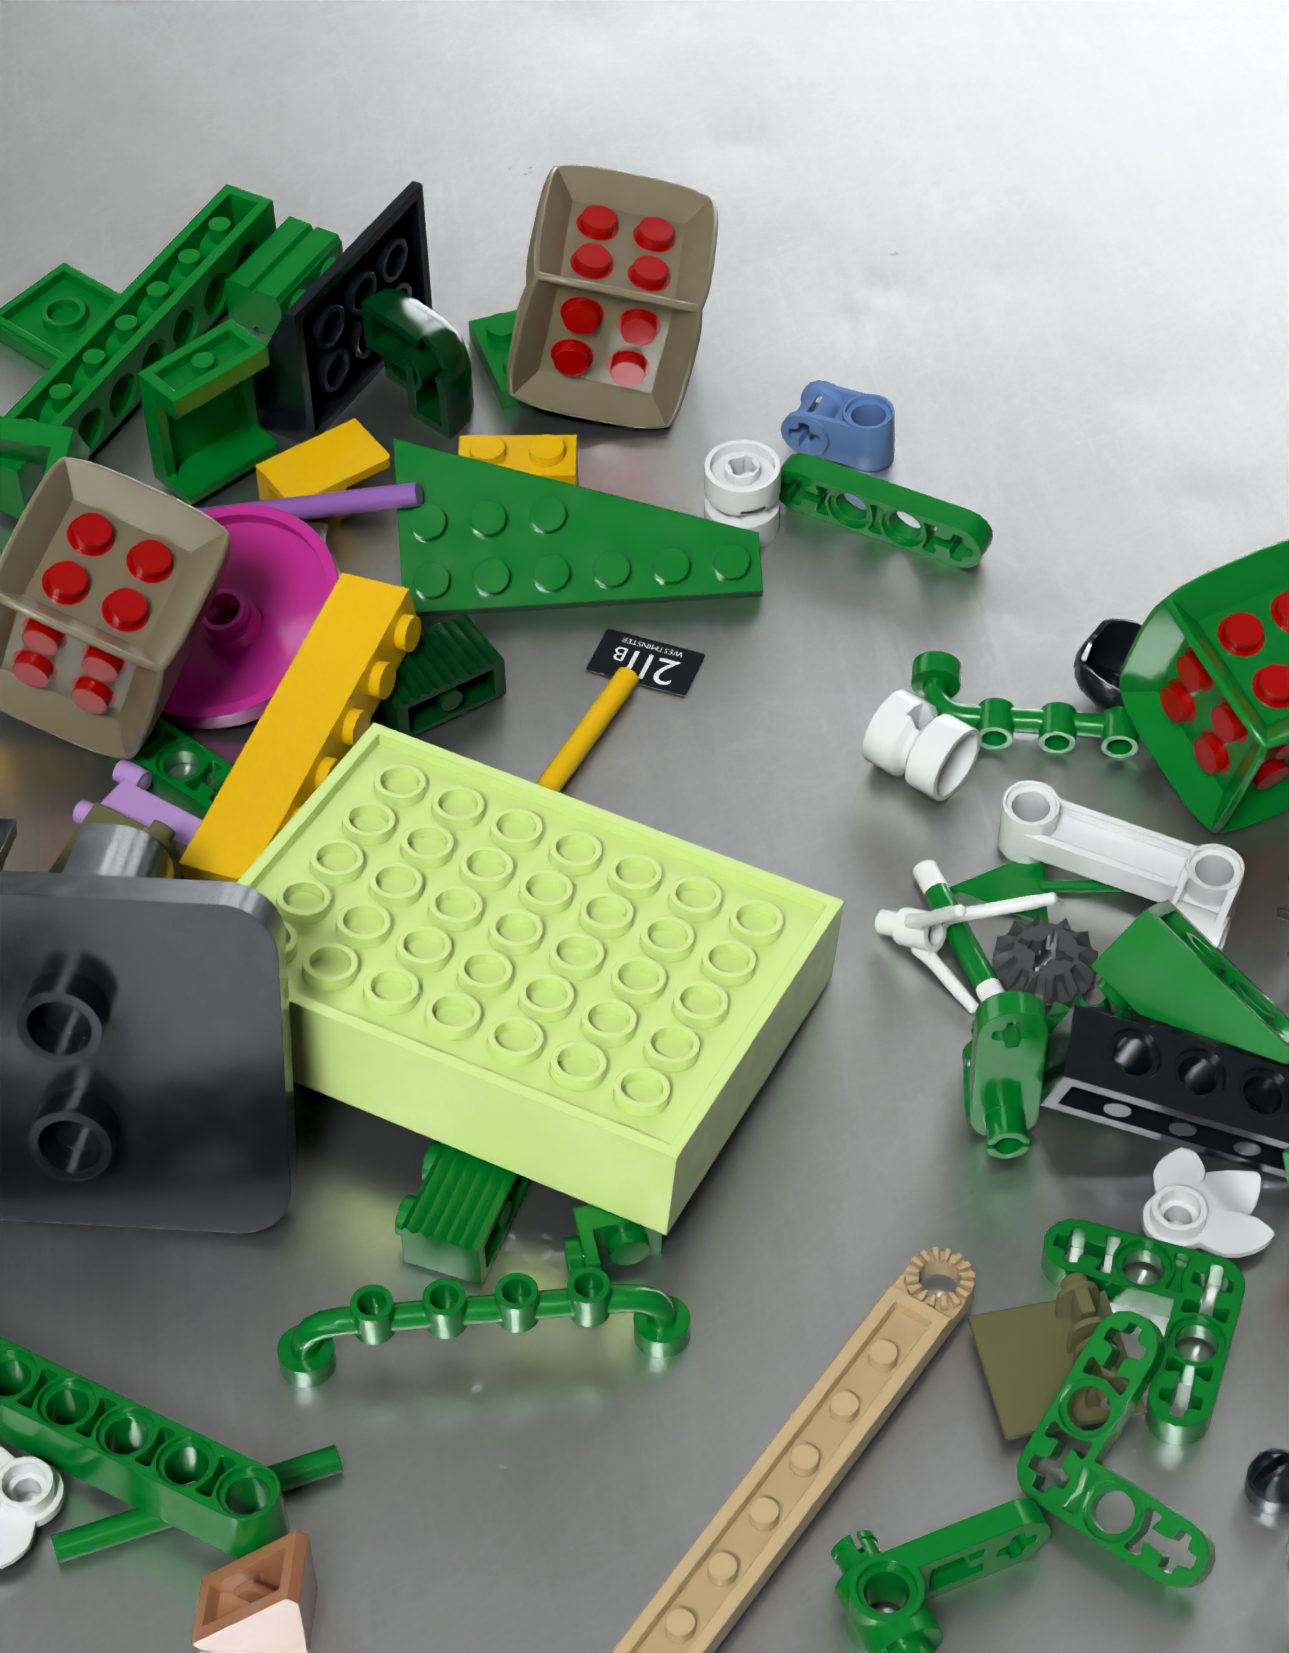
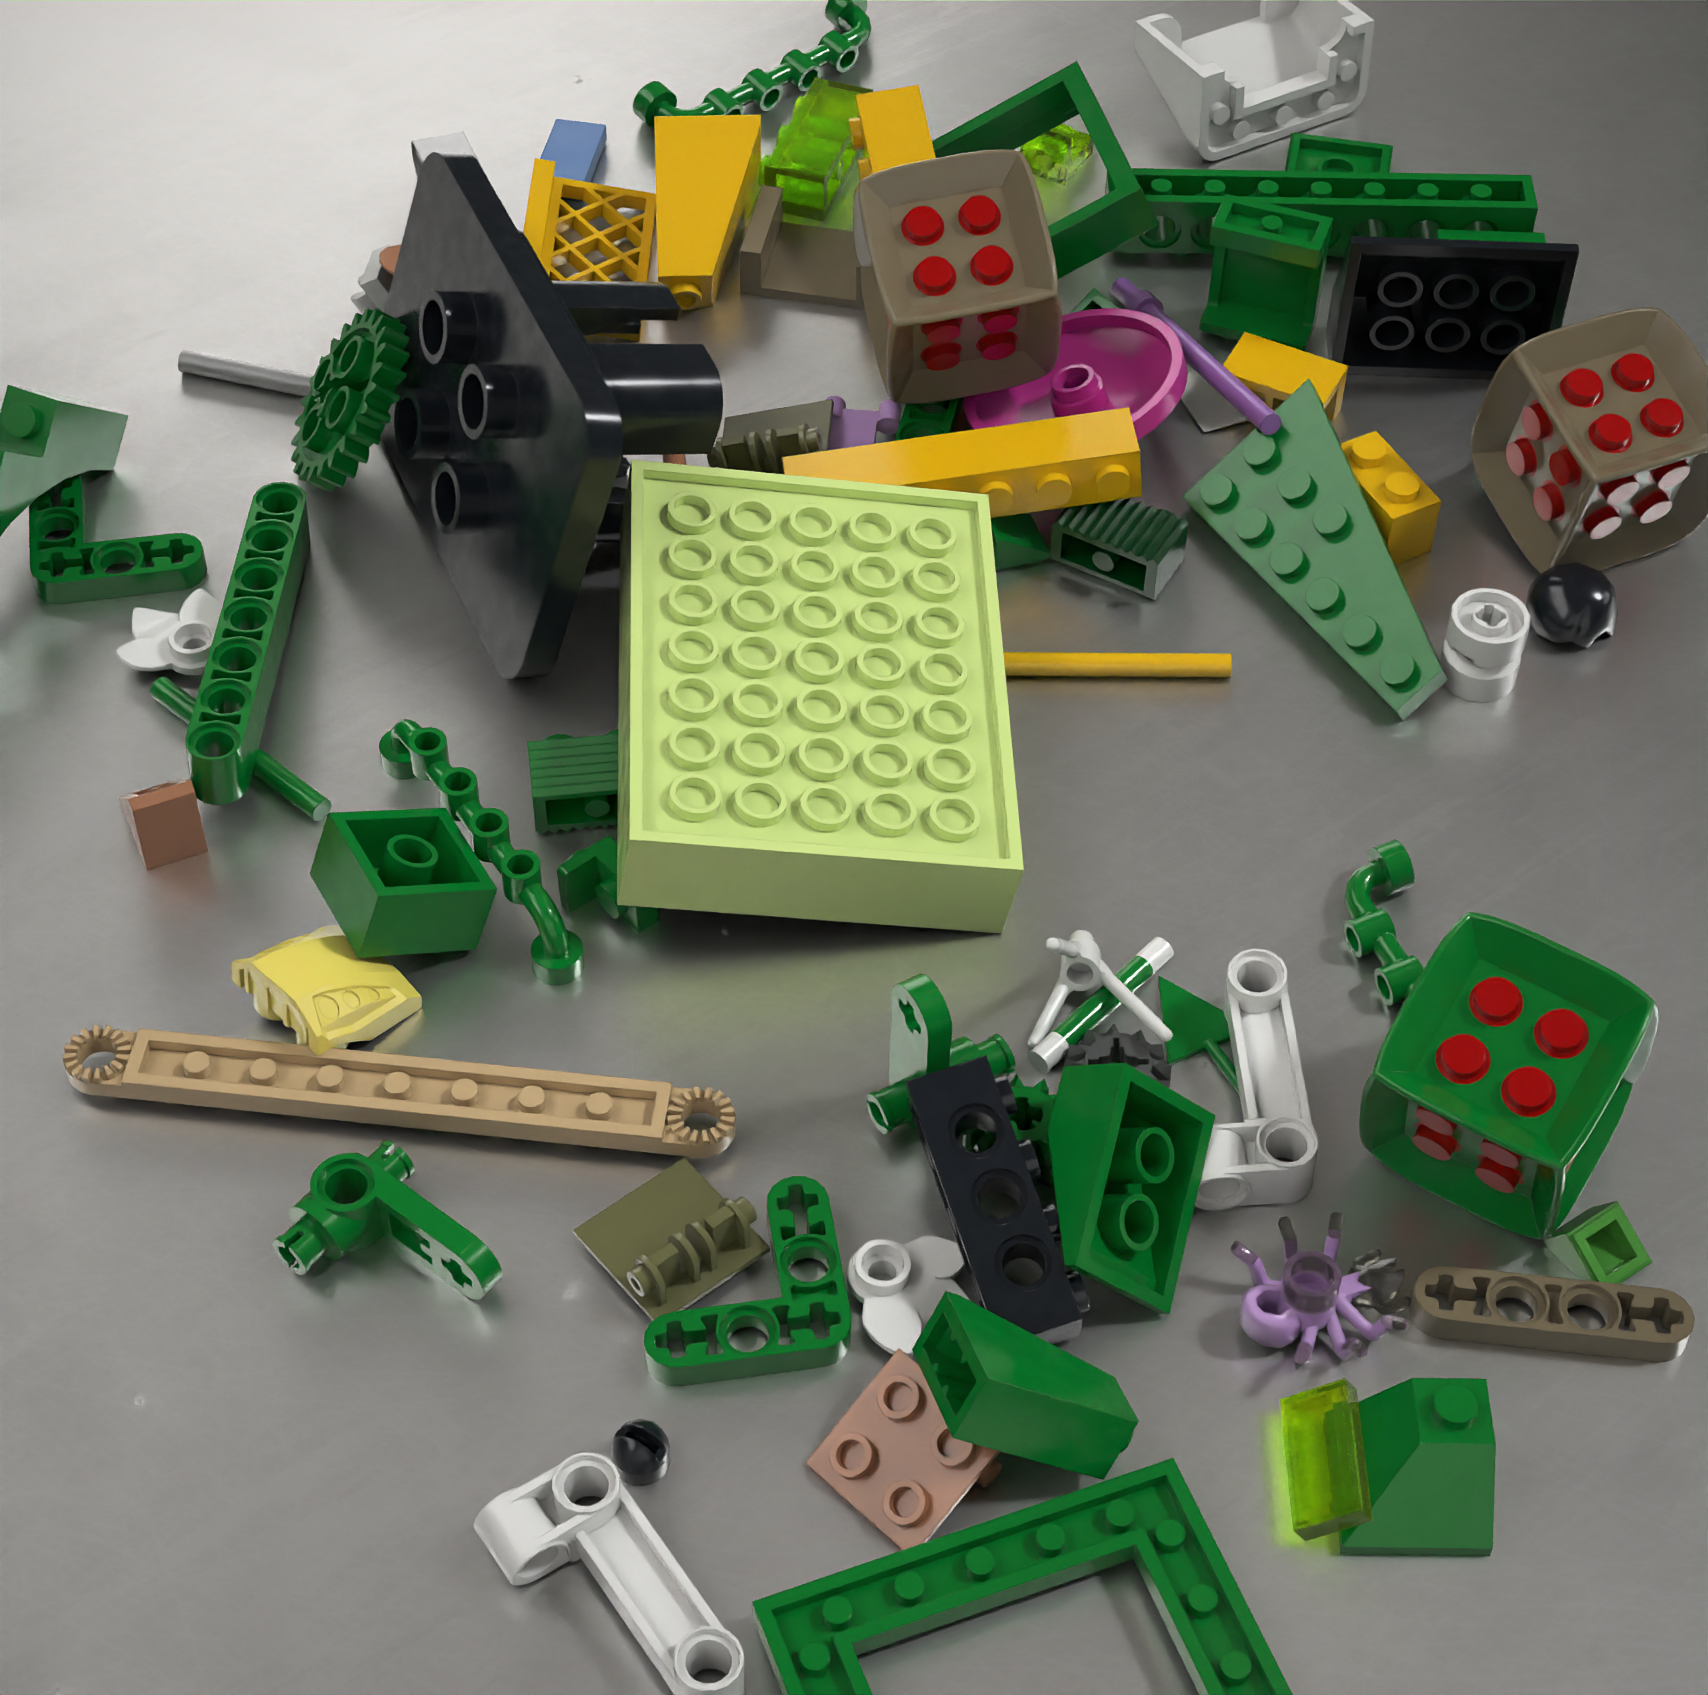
camera: 60 degrees right, 0 degrees up
(423, 357) = (1459, 375): dark green brick -> none
(527, 1403) = (402, 882): none -> green brick
(598, 1533) = (326, 989): none -> light yellow slope
(654, 662) = (1262, 674): black sticker -> none
(716, 416) = (1572, 604): none -> black hair
(847, 426) = (1639, 688): medium blue piece -> none
(926, 747) = (1287, 881): white wheel -> none
(960, 532) = (1560, 754): green beam -> none
(1091, 1478) = (548, 1285): green beam -> none

